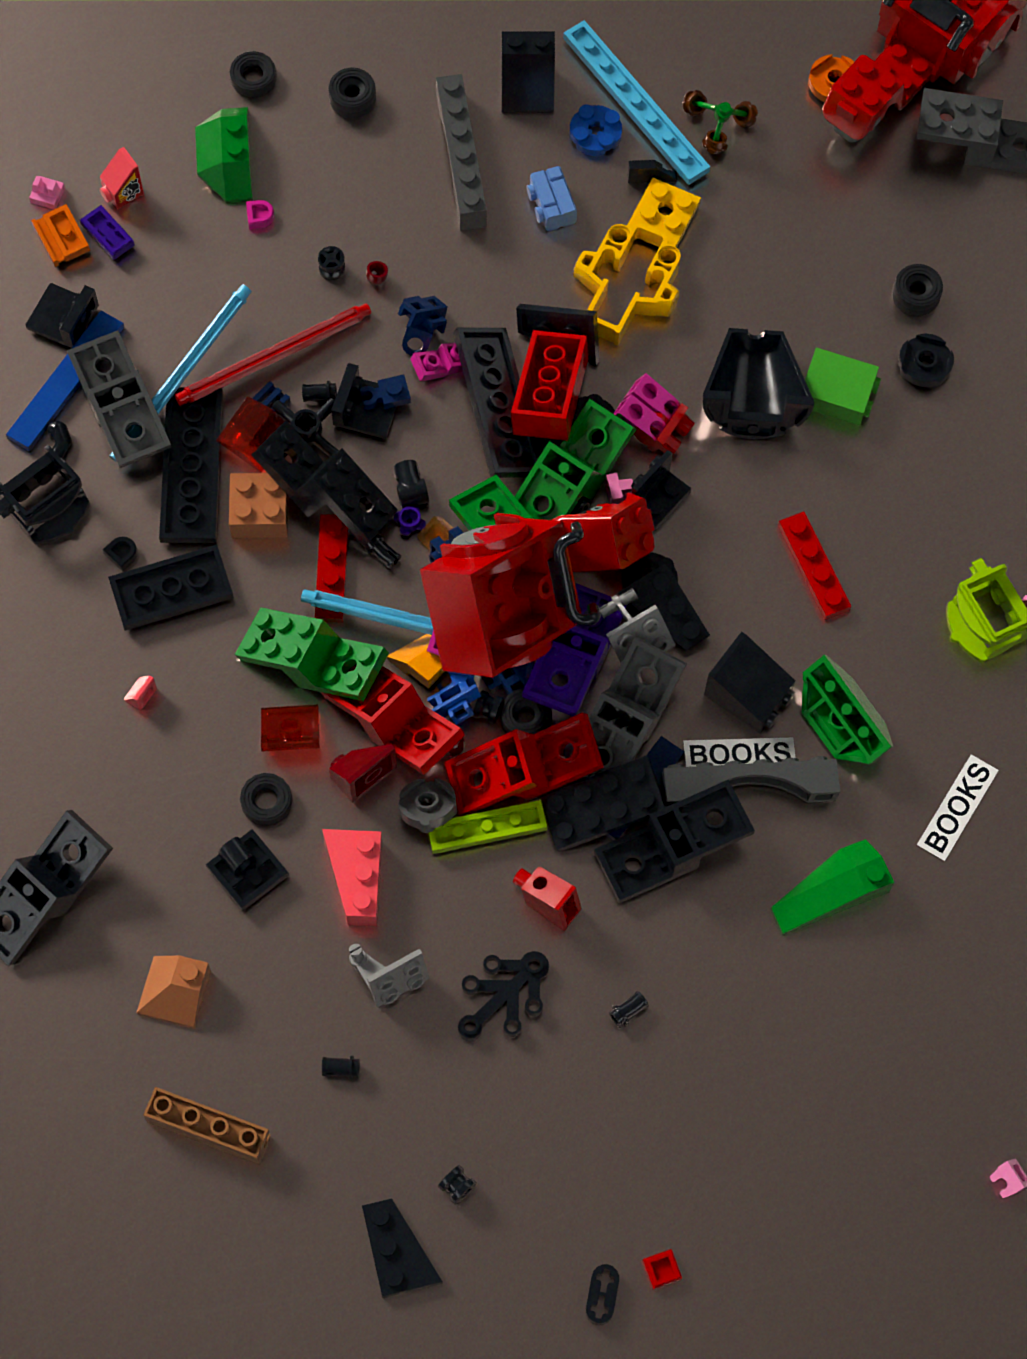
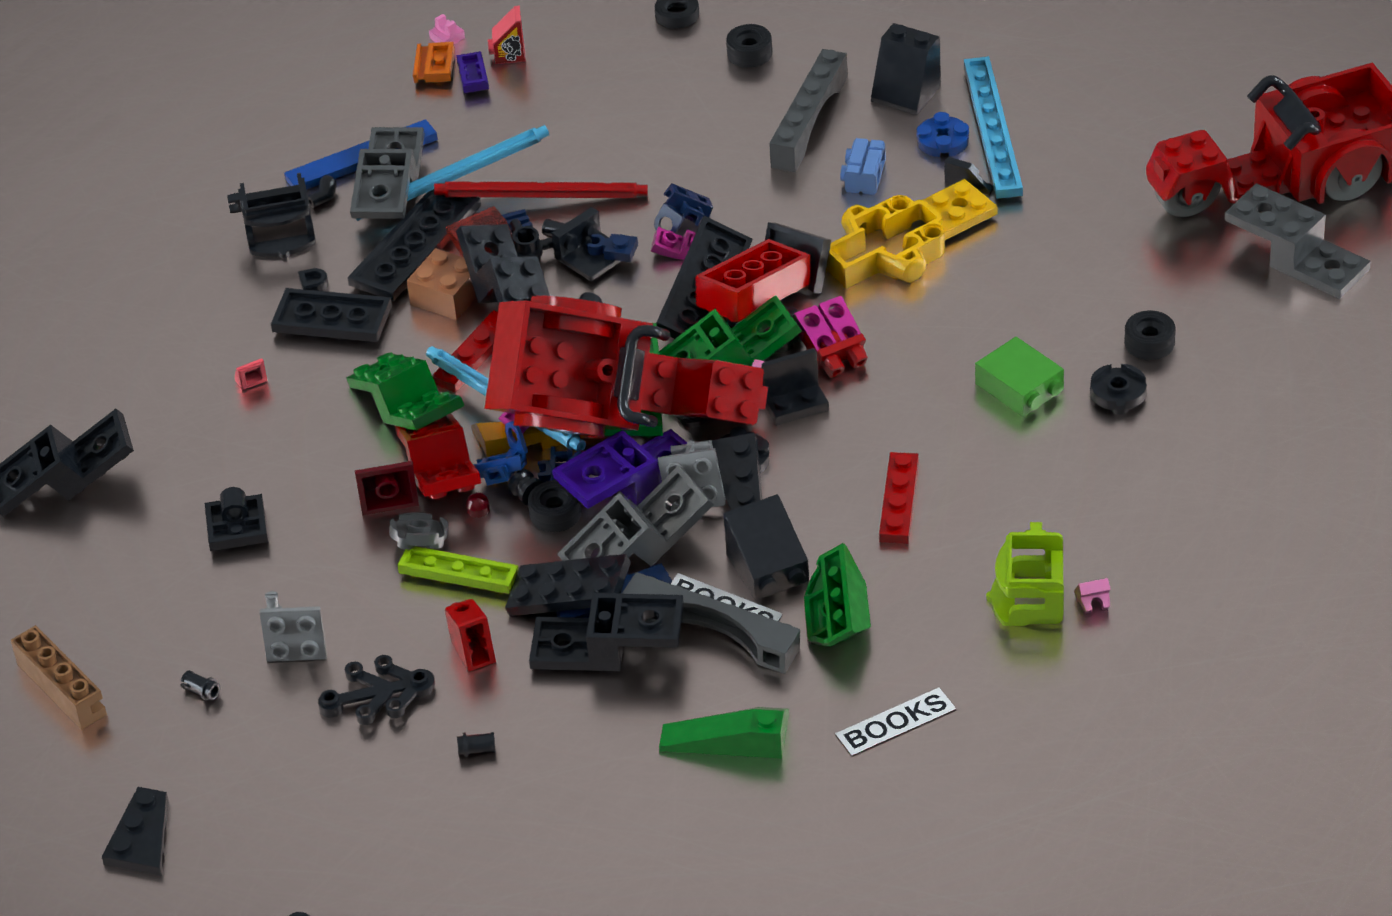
camera: 35 degrees right, 25 degrees down
(63, 314) = (396, 109): black bracket -> none
(175, 989) = (114, 581): nougat slope -> none
(225, 154) = (612, 52): green wedge -> none
(259, 214) = (607, 101): dark pink tile -> none
(261, 782) = (292, 495): black tyre -> none
(290, 728) = (350, 441): clear red slope -> none
(328, 256) = (639, 149): black wheel -> none
(356, 869) = (322, 556): coral wedge -> none
(376, 272) = (672, 168): dark red hinge -> none
(457, 1184) = (227, 803): black wheel -> none
(524, 764) = (521, 529): red bracket -> none
(715, 140) = (1052, 144): reddish brown plant -> none
(756, 386) = (932, 345): black cone -> none

